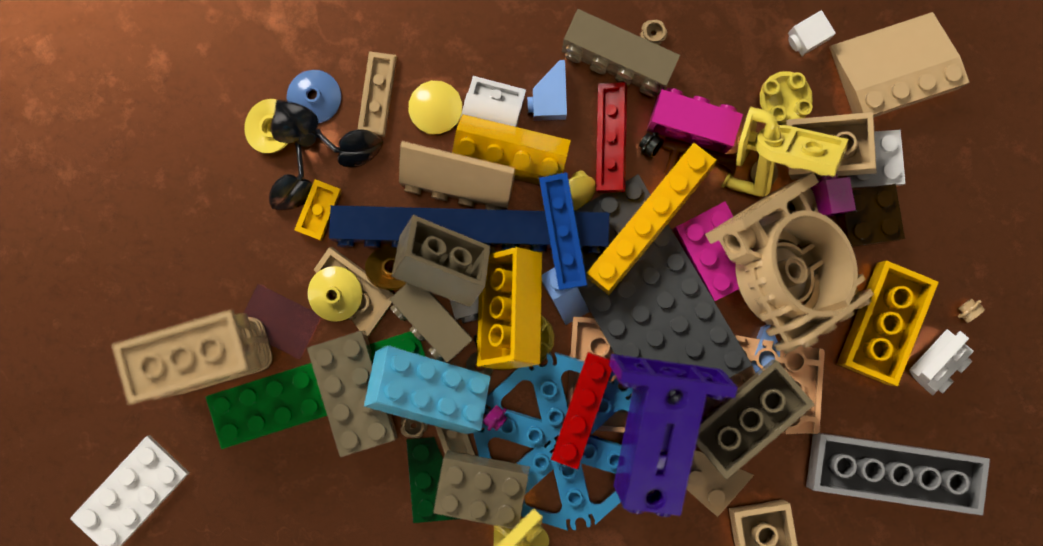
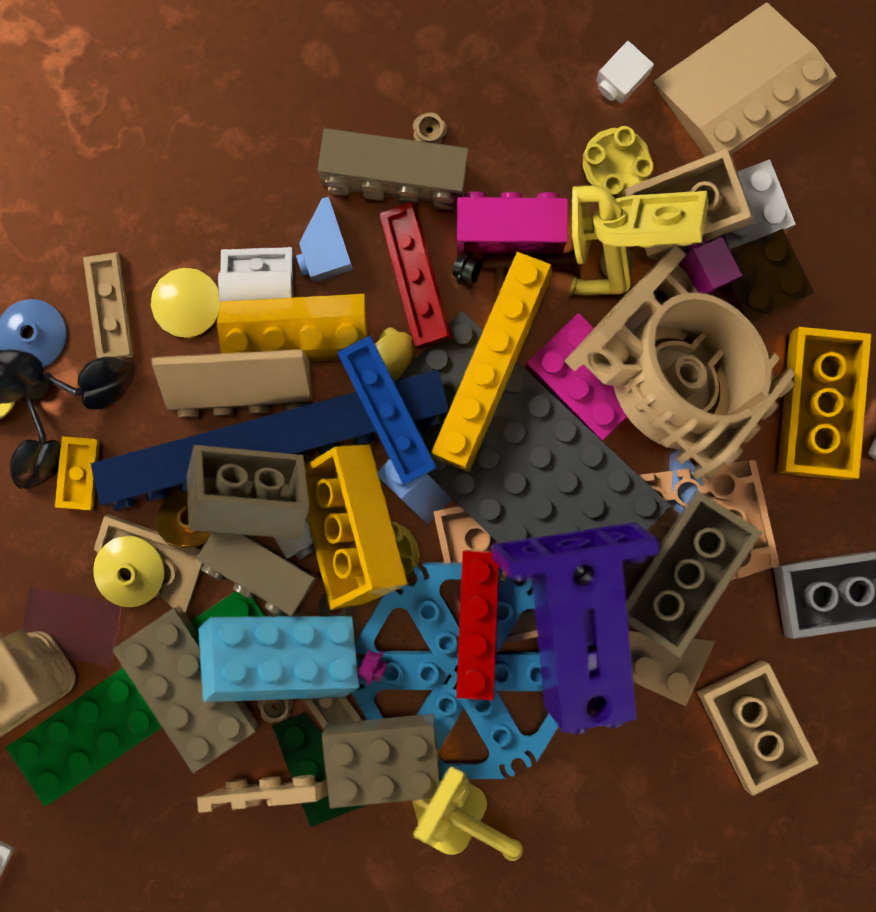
camera: 10 degrees left, 0 degrees up
(416, 493) = (244, 795): none -> tan wing

